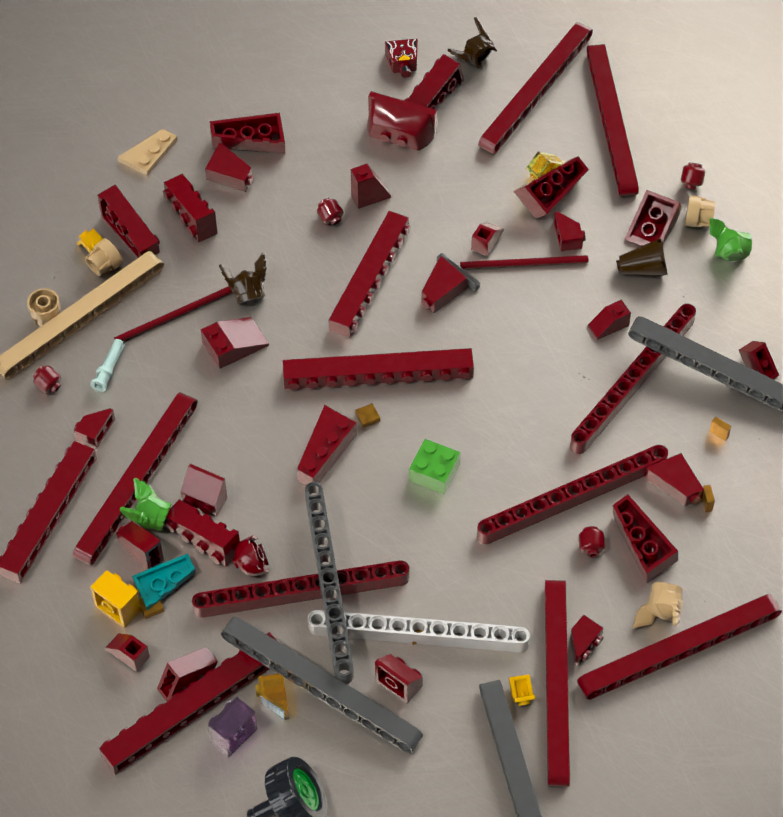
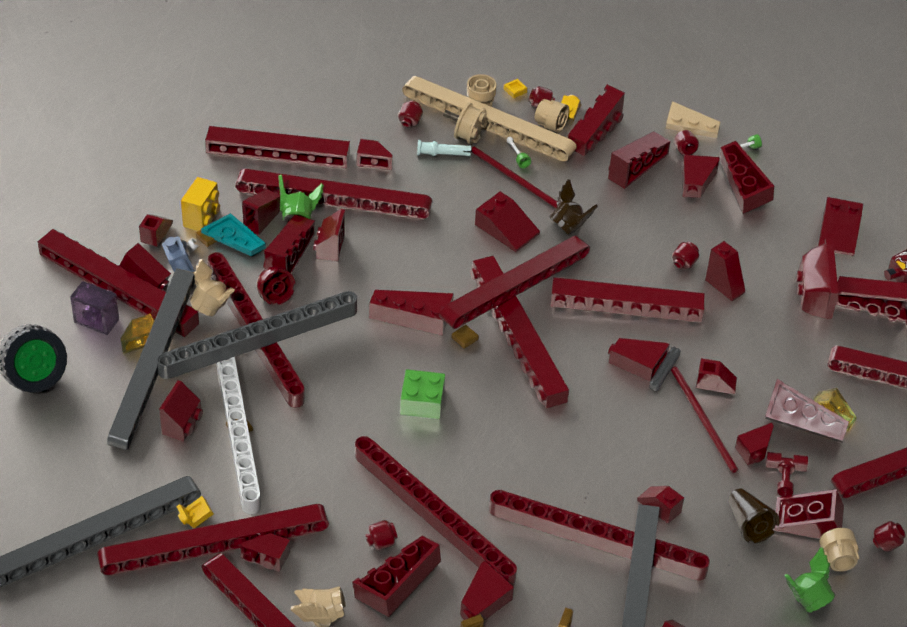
camera: 70 degrees right, 10 degrees down
(41, 279) = (515, 88): none -> yellow tile
(71, 260) = (539, 94): none -> dark red head
(90, 329) = (468, 123): none -> tan wheel
(148, 302) = (523, 159): none -> bright green hinge
(182, 163) = (686, 142): none -> dark red head
(185, 634) = (177, 253): none -> sand blue torso
(200, 112) = (753, 142): none -> bright green hinge
(259, 611) = (209, 294): none -> tan helmet
(331, 350) = (514, 282): none -> dark red beam
(334, 86) = (842, 224): none -> dark red slope
(596, 219) = (786, 467): none -> dark red bar

